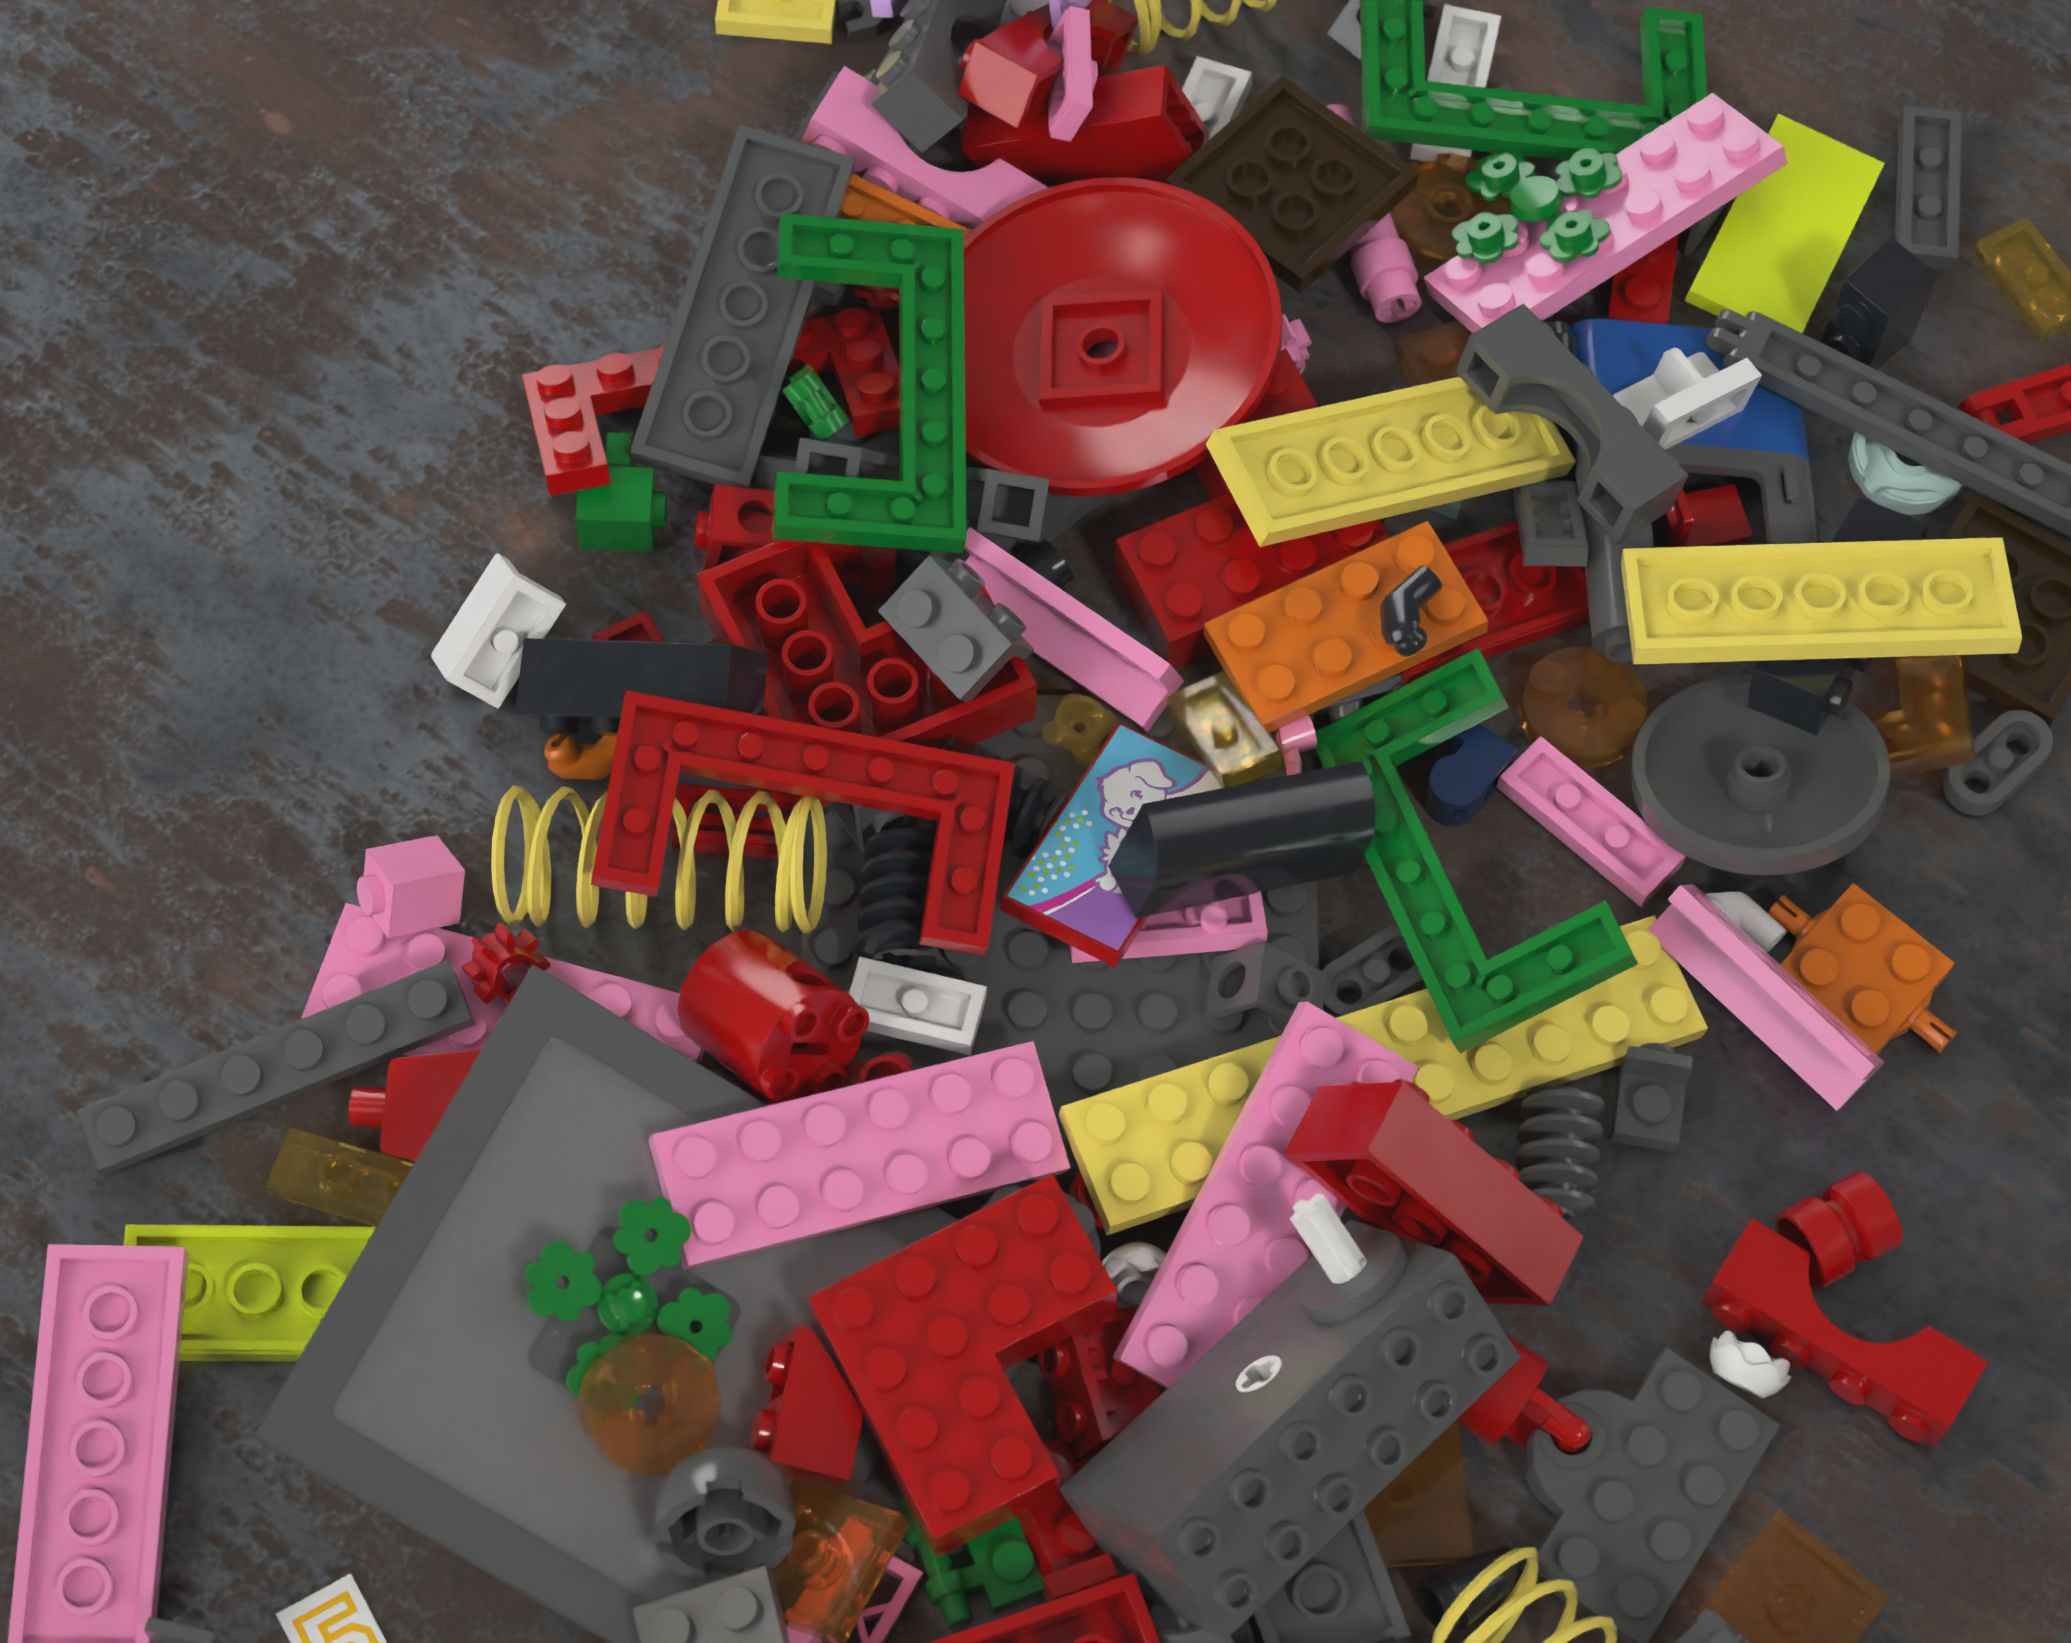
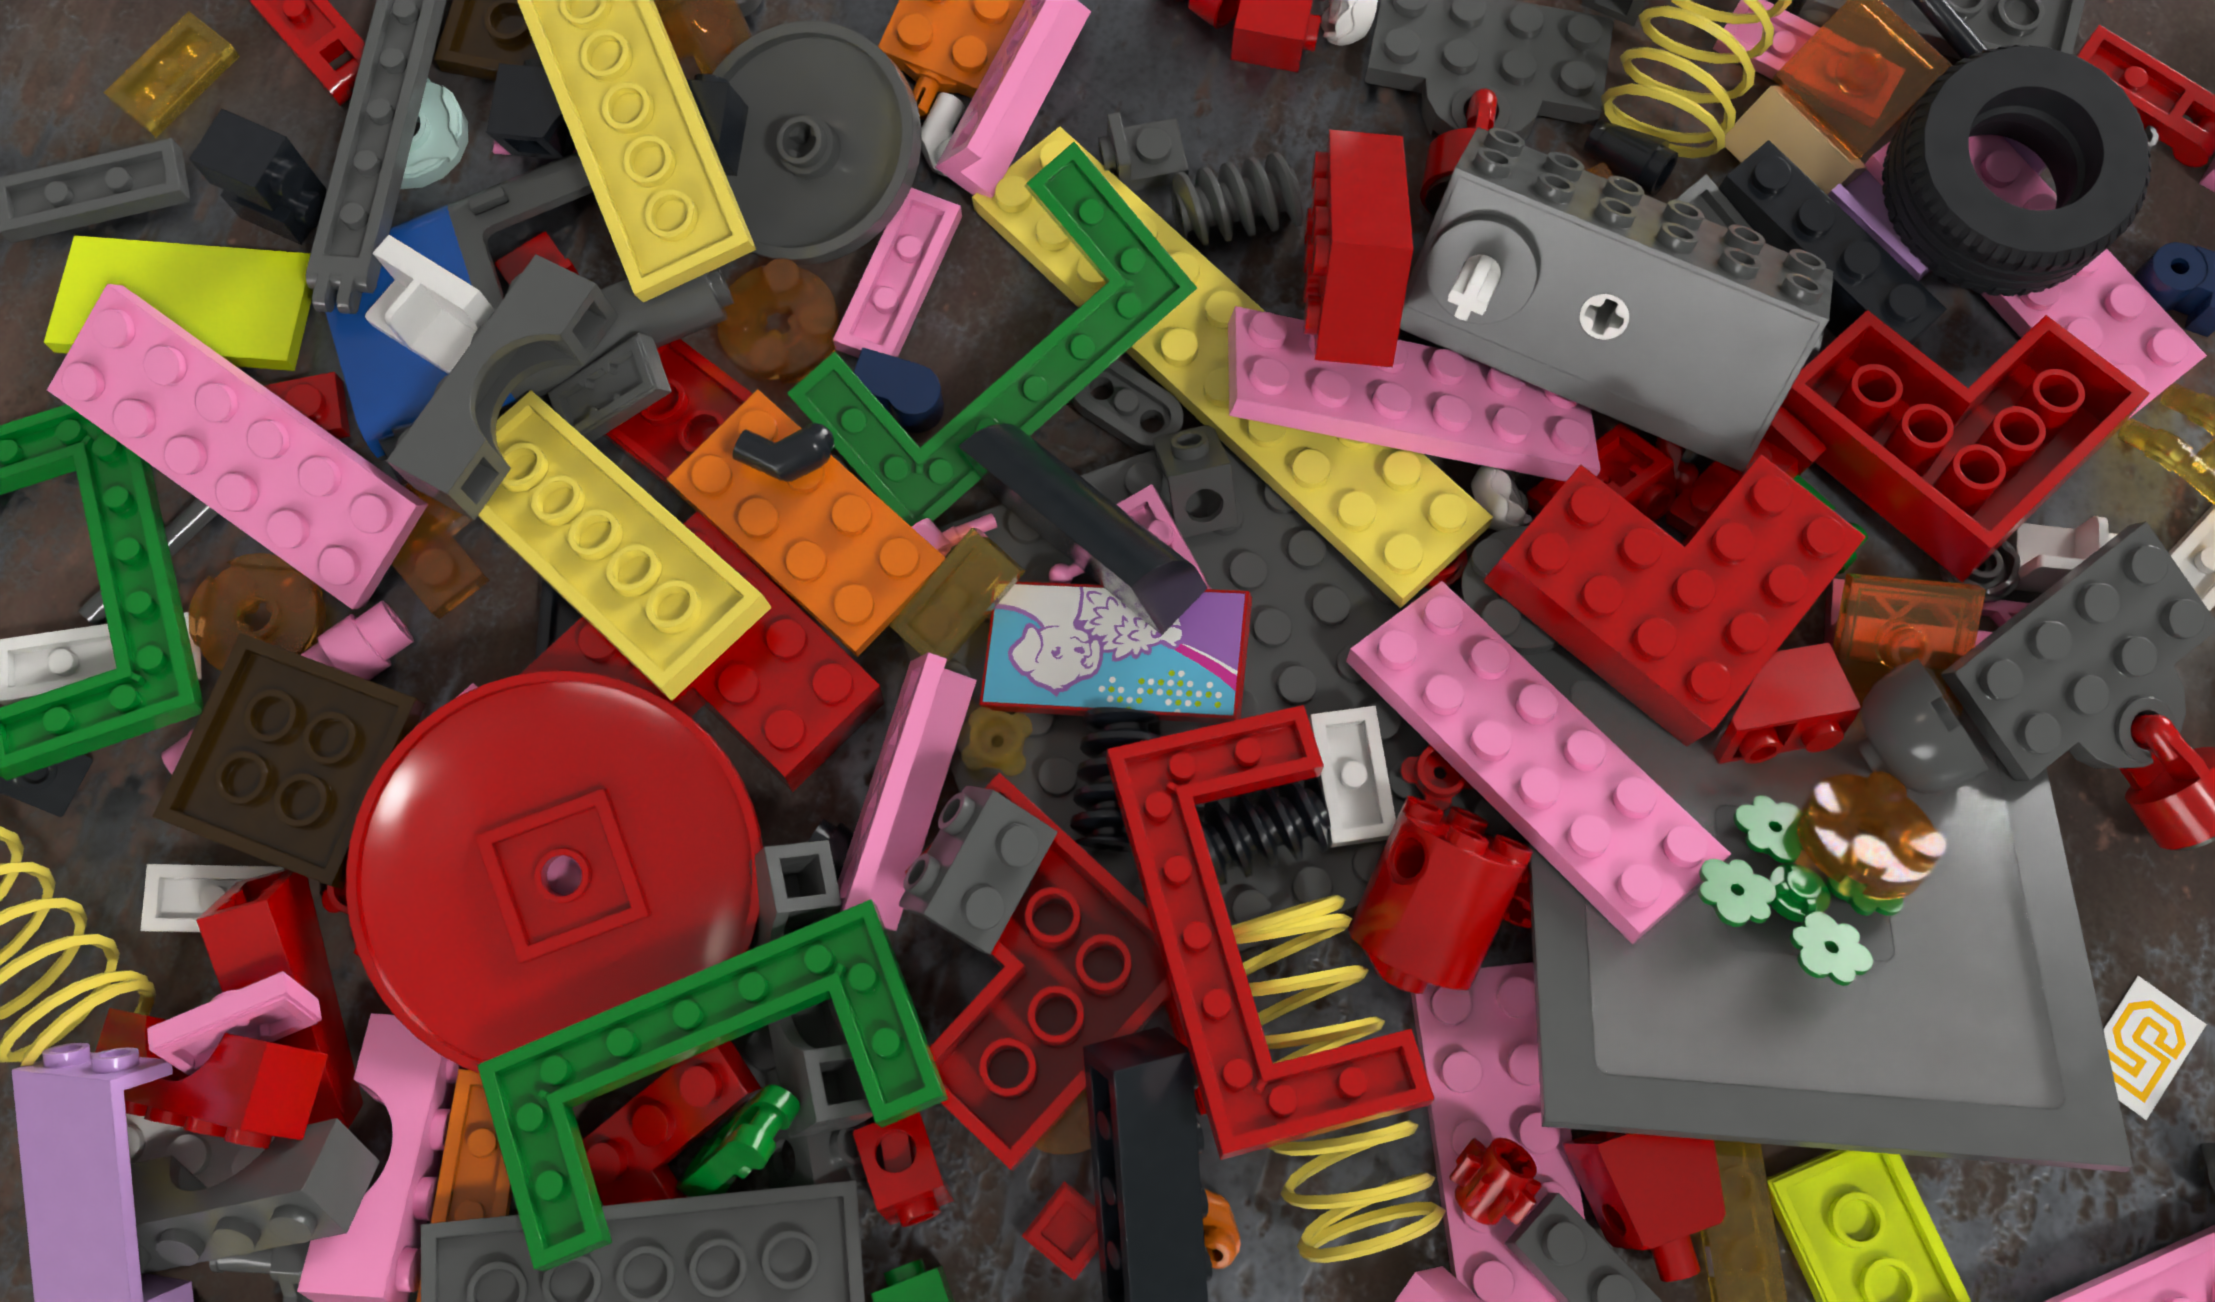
camera: 110 degrees left, 10 degrees up
(1535, 200) = (240, 513): green plant -> none

